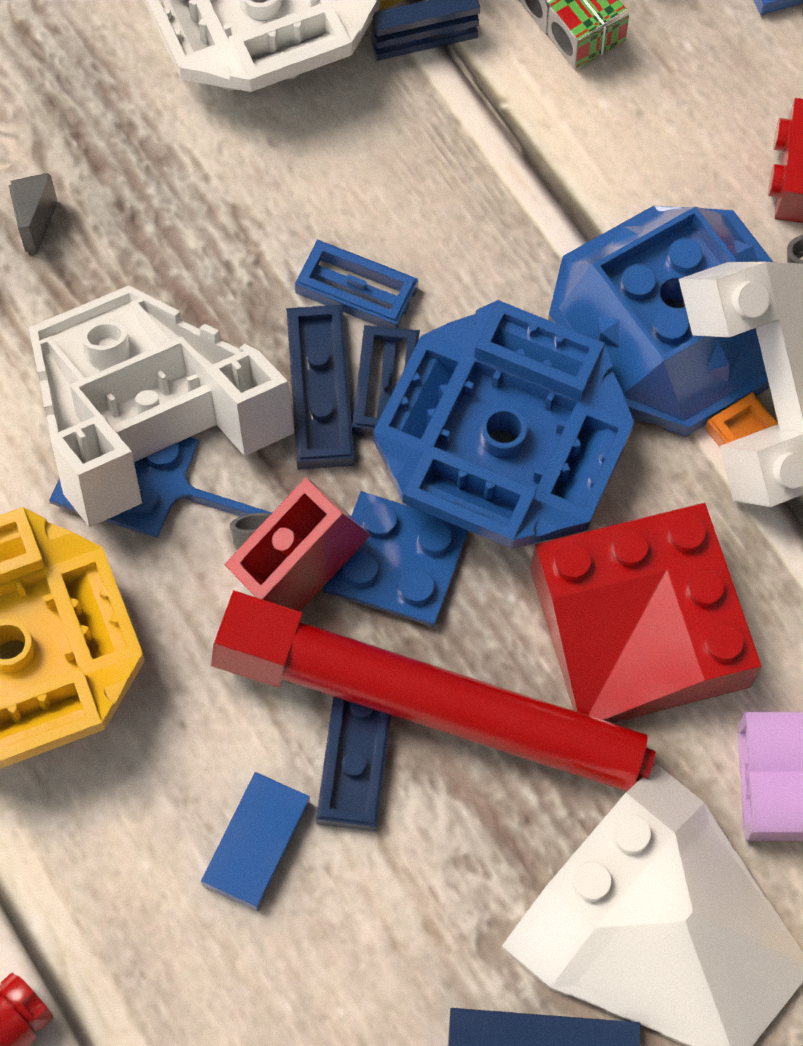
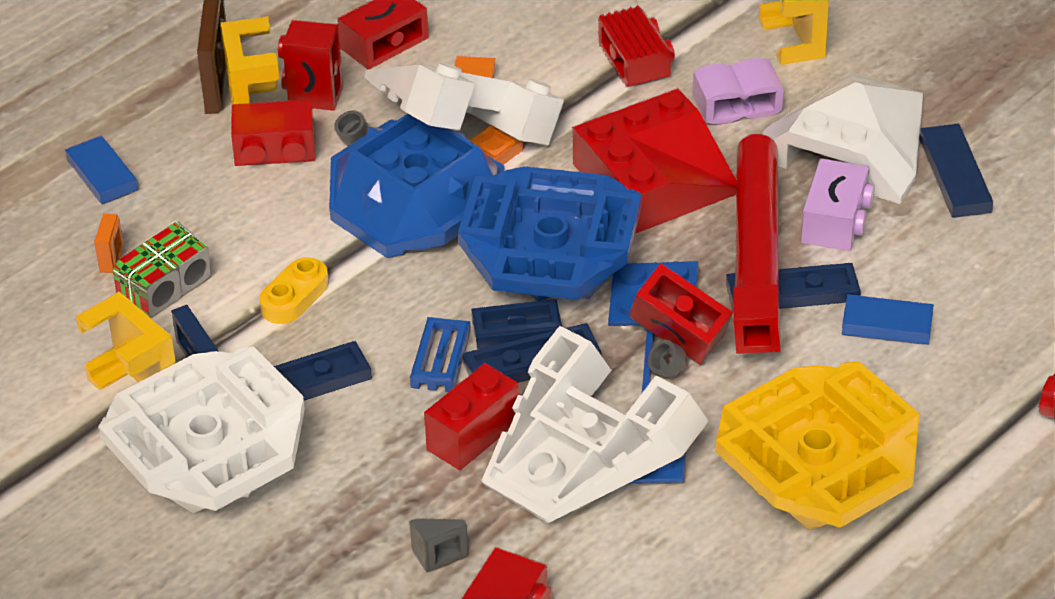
camera: 100 degrees left, 25 degrees down
(214, 281) = (471, 416): none -> red brick
(359, 133) = (327, 370): none -> dark blue tile
(491, 837) = (836, 204): none -> lavender brick
(513, 146) = (294, 290): none -> yellow plate

